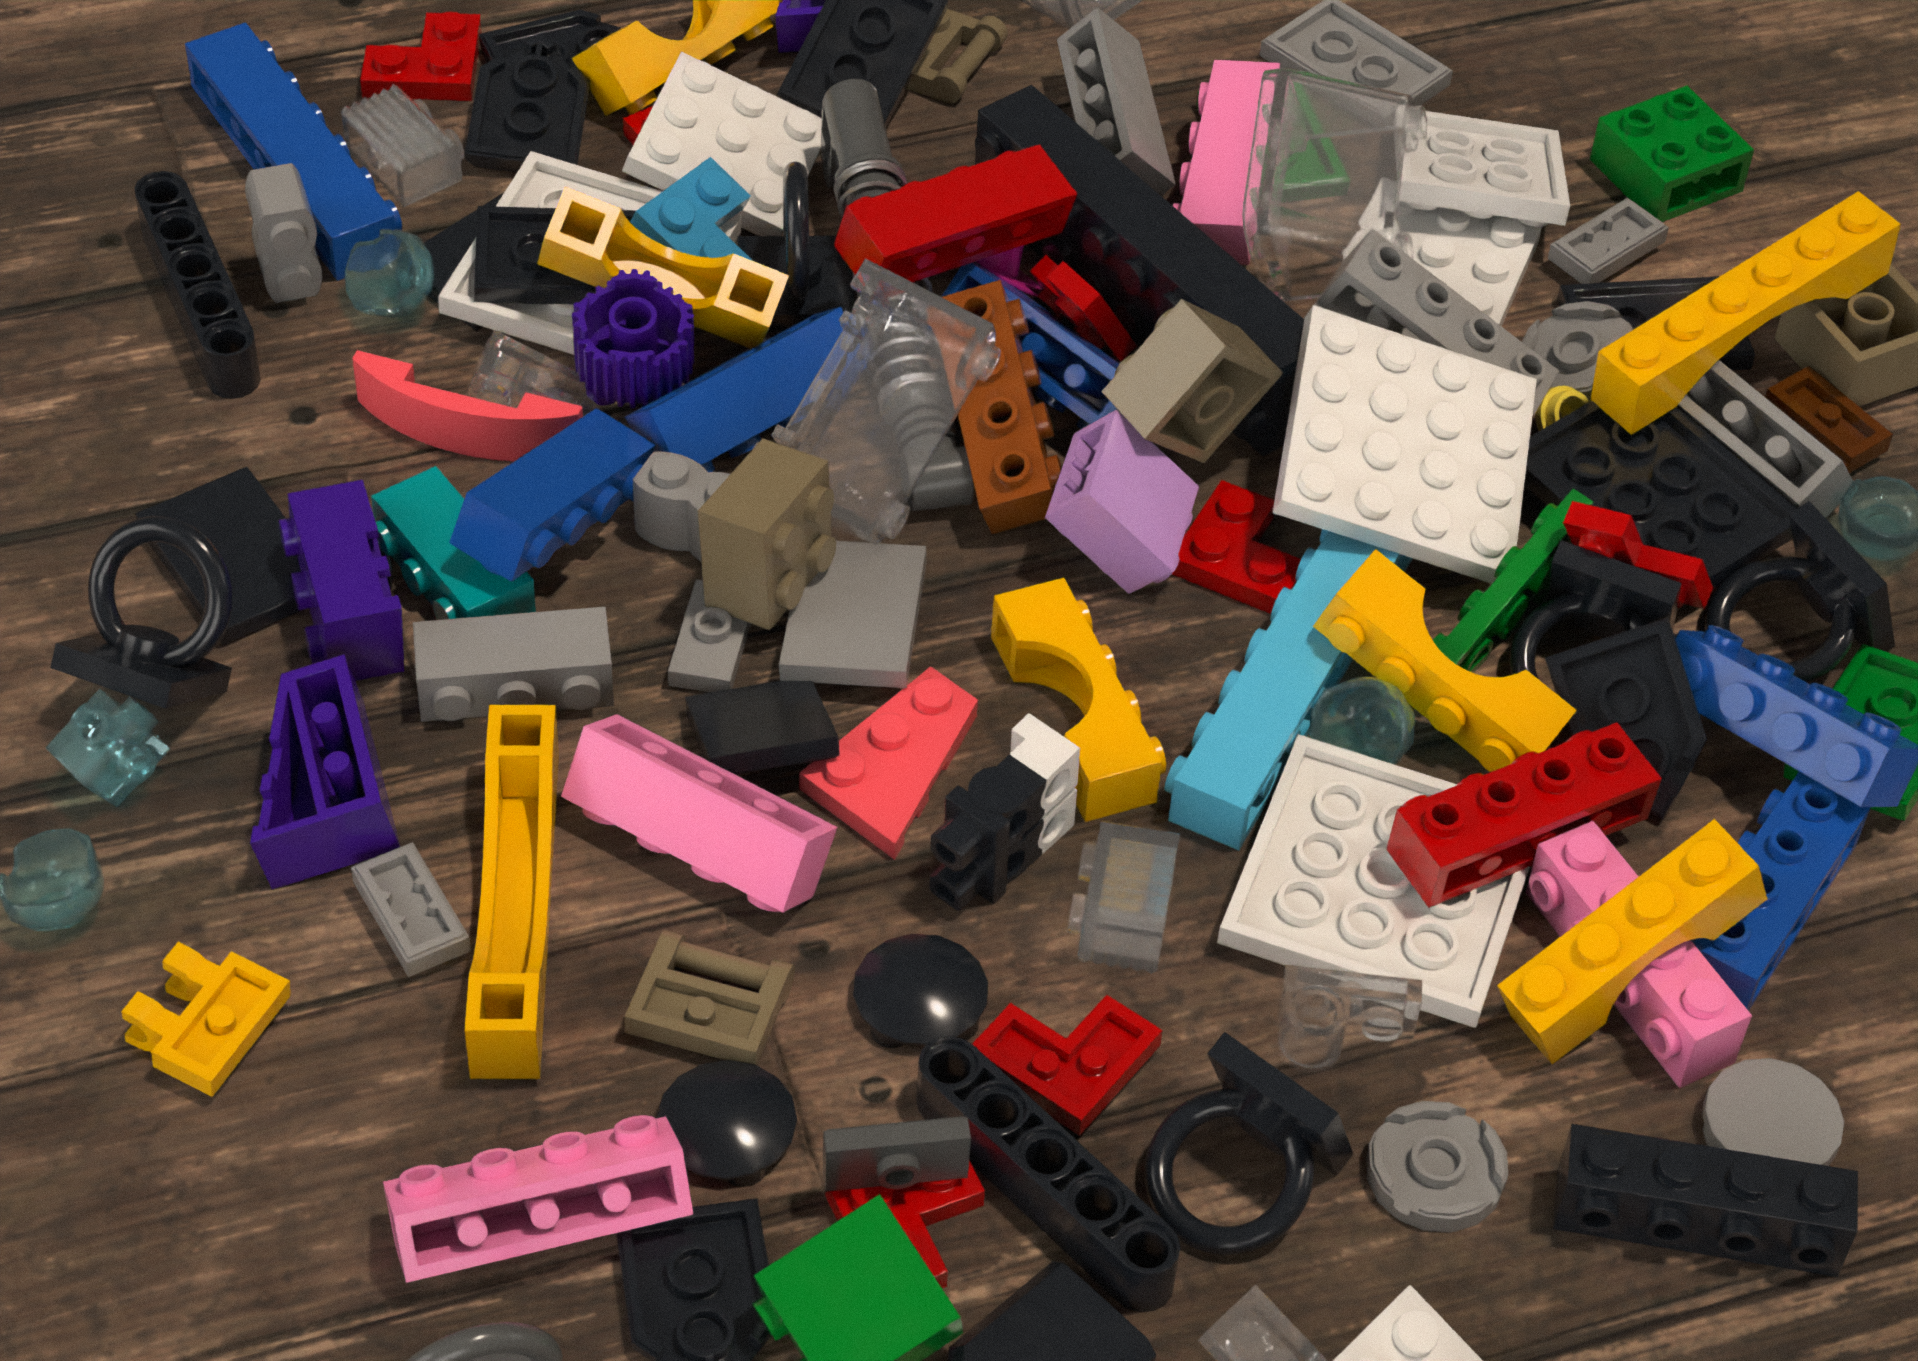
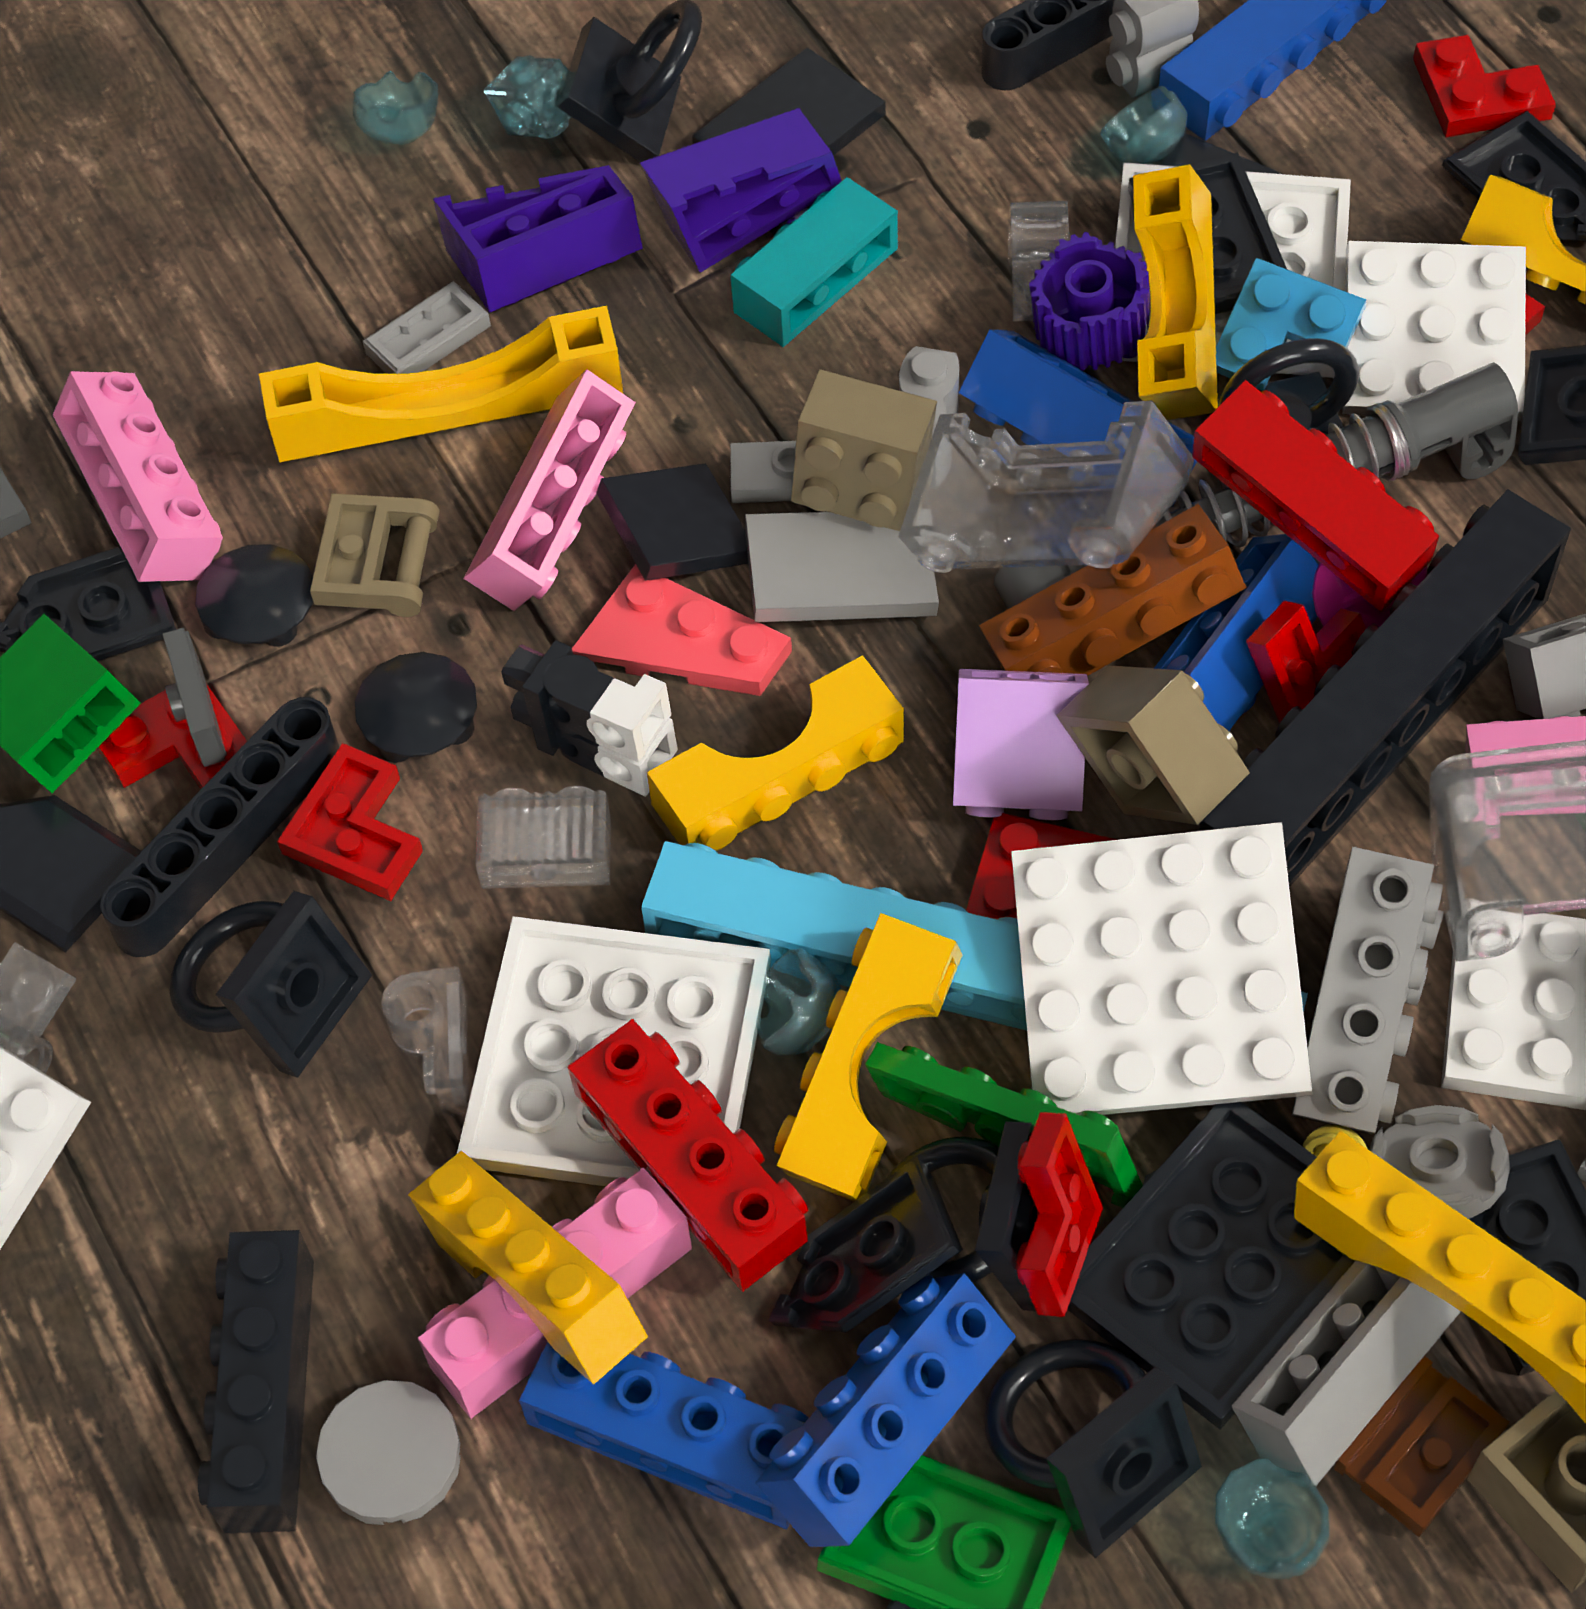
camera: 85 degrees right, 10 degrees up
(219, 1025) = (293, 247): yellow plate -> none
(402, 145) = (1334, 94): clear brick -> none
(456, 420) = (995, 181): coral slope -> none
(513, 661) = (701, 333): light grey brick -> none
(527, 106) = (1424, 169): black tile -> none
(550, 495) = (871, 289): blue brick -> none
(1436, 1167) = (293, 1150): light grey tile -> none

